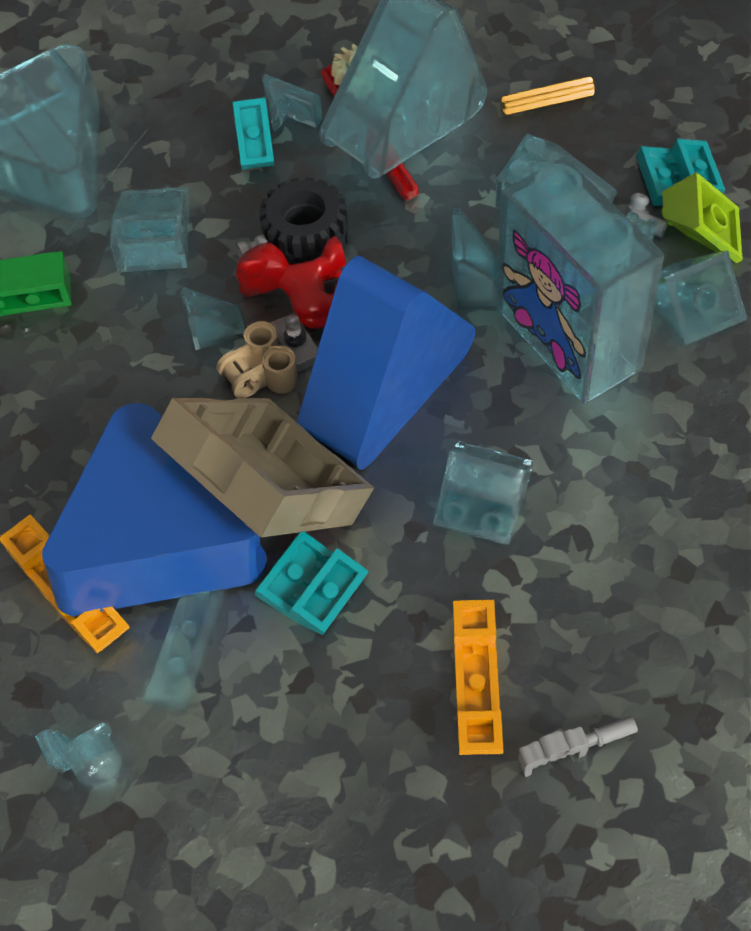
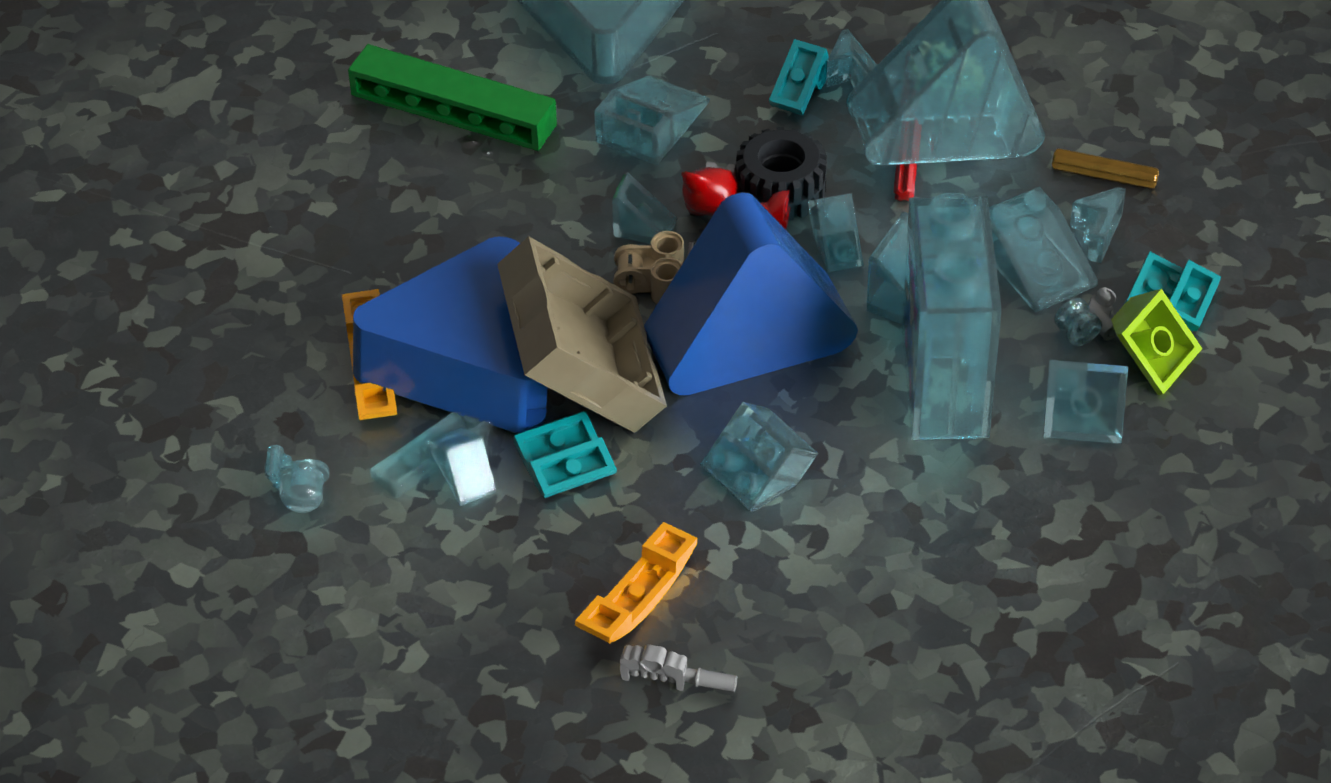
camera: 30 degrees right, 10 degrees down
(229, 643) = (463, 464): none -> clear light blue slope
(385, 245) = (836, 232): none -> clear light blue slope
(584, 138) = (1099, 219): none -> clear light blue slope

